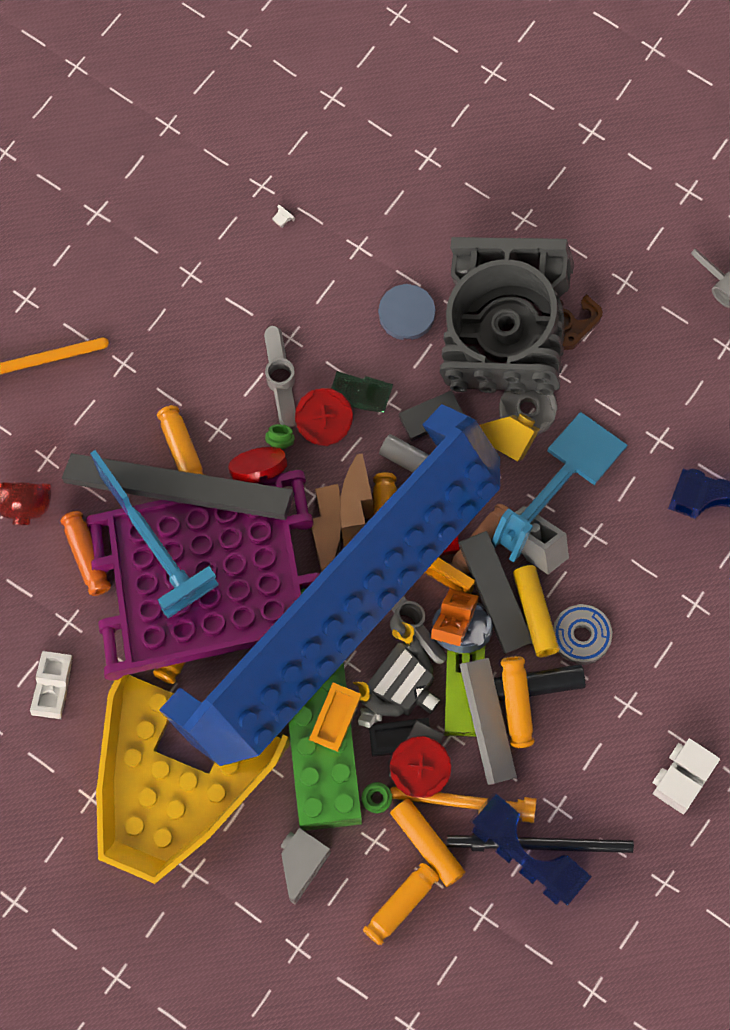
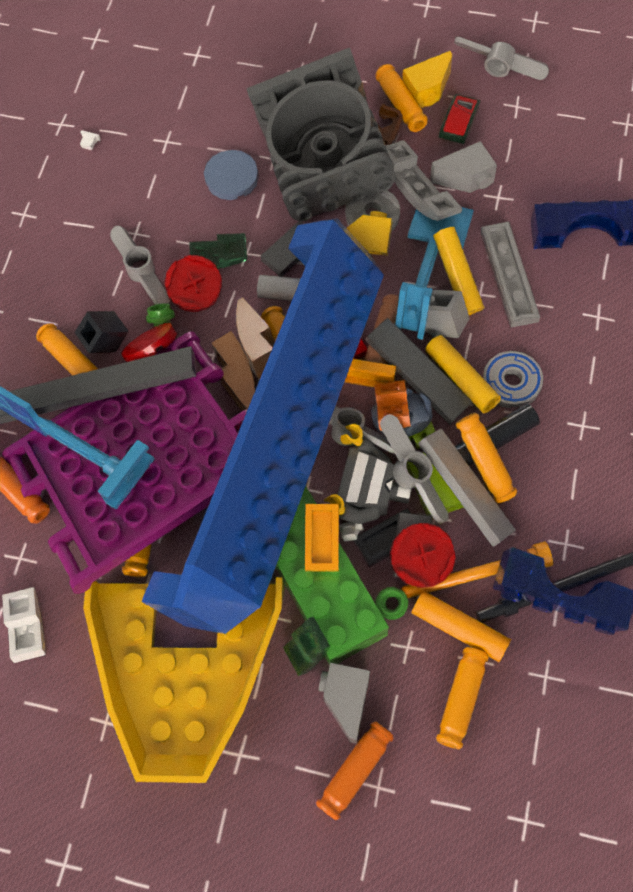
camera: 20 degrees left, 5 degrees down
(218, 435) = (101, 331): none -> black brick
(283, 926) = (354, 770): none -> orange axle
(284, 806) = (306, 647): none -> clear green slope
(444, 667) = (405, 452): none -> light grey piece
(578, 507) = (458, 268): none -> yellow piece
(581, 397) = (417, 186): none -> light grey slope
(610, 293) = (401, 97): none -> light orange axle
(630, 527) = (510, 274): none -> light grey tile
(637, 400) = (465, 169): none -> light grey slope
(645, 285) = (428, 79): none -> yellow slope
(658, 340) = (459, 118): none -> slope

